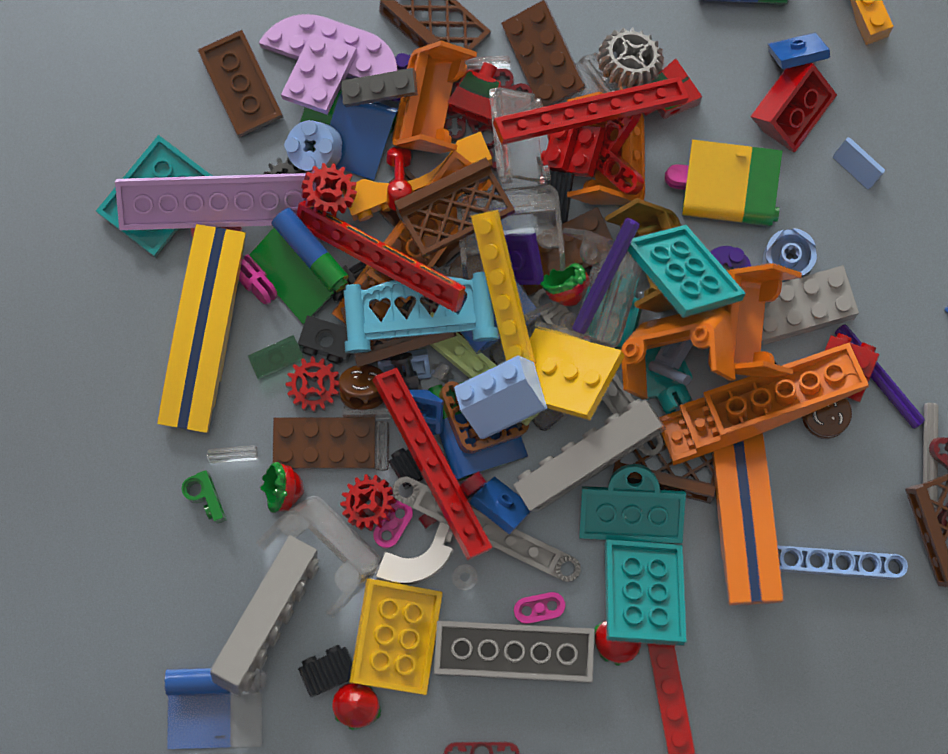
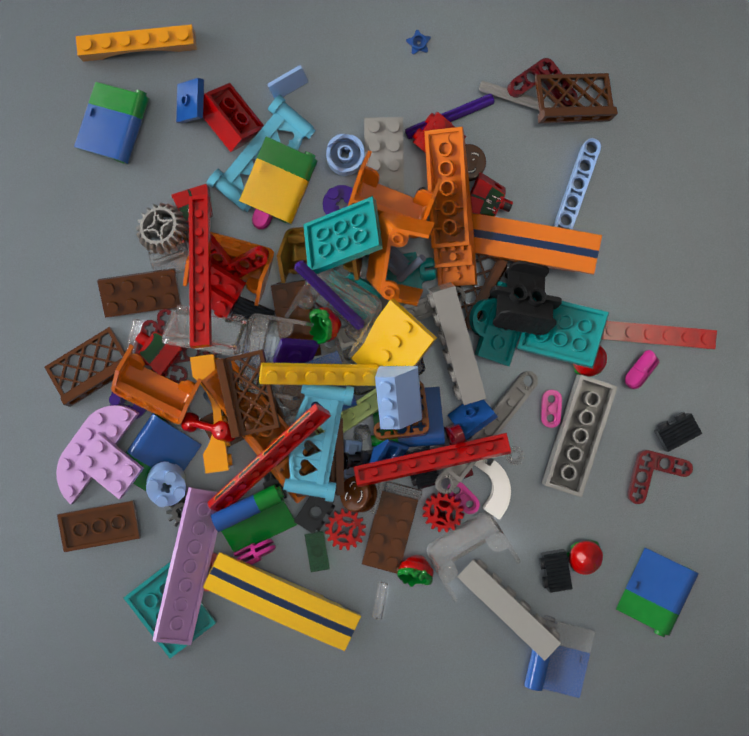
camera: 85 degrees left, 10 degrees up
(208, 493) = (405, 624): green plate -> none
(328, 189) = (198, 479): red gear -> none
(379, 87) = (134, 423): dark grey plate -> none
(396, 637) = (545, 516): yellow plate -> none
(623, 714) = (641, 370): none -> dark pink arm
(653, 531) = (525, 313): none -> black piece
(790, 449) = (488, 196): none -> red torso
(810, 169) = (283, 119): none -> medium azure piece

